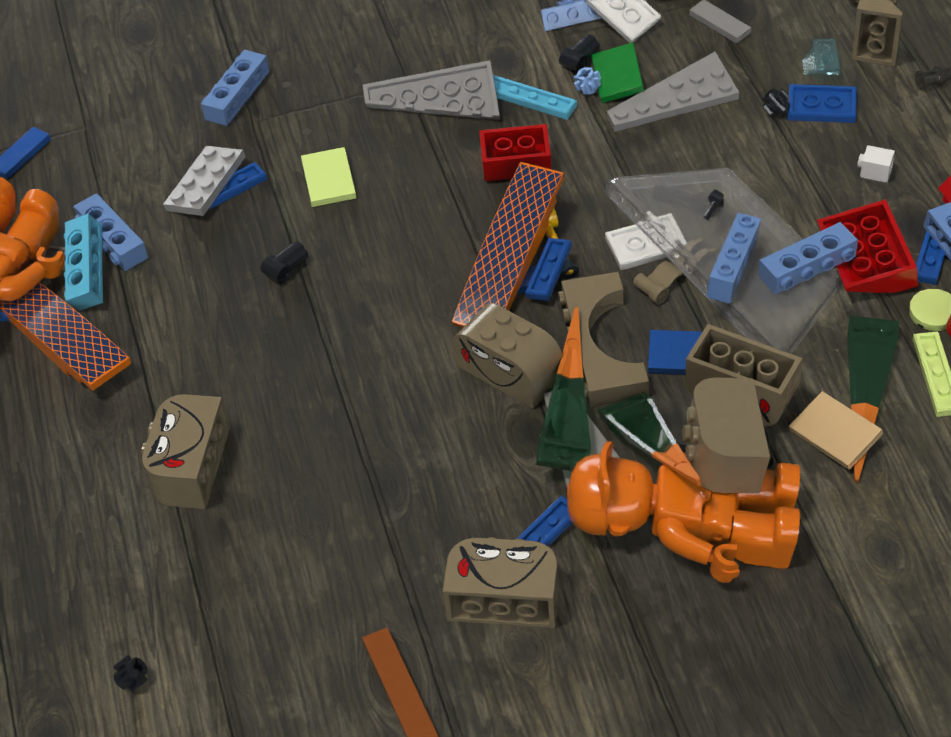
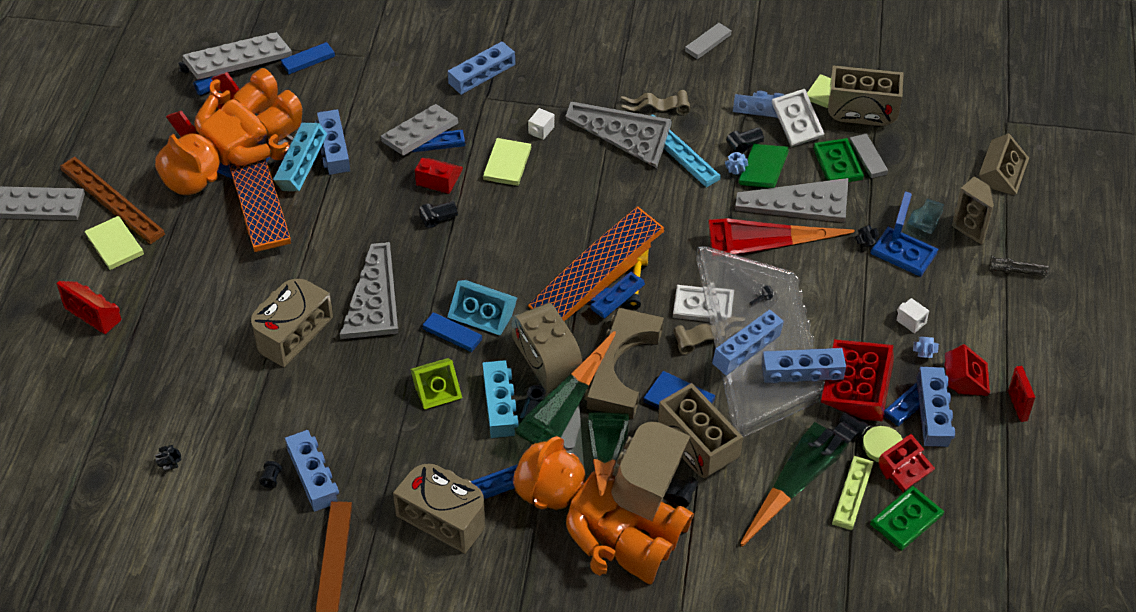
camera: 20 degrees right, 0 degrees up
(256, 222) = (437, 174): none -> red slope
(268, 638) = (270, 474): none -> black bush
(269, 388) = (373, 302): none -> light grey wing
(341, 638) = (297, 447): none -> medium blue brick
(343, 121) = (541, 123): none -> white brick
(383, 386) = (452, 332): none -> blue tile
(401, 344) = (481, 307): none -> medium azure slope
(402, 449) = (436, 383): none -> lime slope
(480, 41) = (679, 102): none -> dark tan flag
(487, 437) = (498, 399): none -> medium azure brick
(507, 147) = (650, 194): red brick -> none
(529, 427) = (531, 401): none -> black piece
(654, 150) = (747, 237): none -> red plate
(690, 38) = (838, 160): none -> green tile
(799, 66) = (901, 216): none -> tile
(836, 430) = (747, 501): tan tile -> none
(889, 310) = (844, 432): none -> black flag
(913, 190) = (925, 347): none -> light blue gear

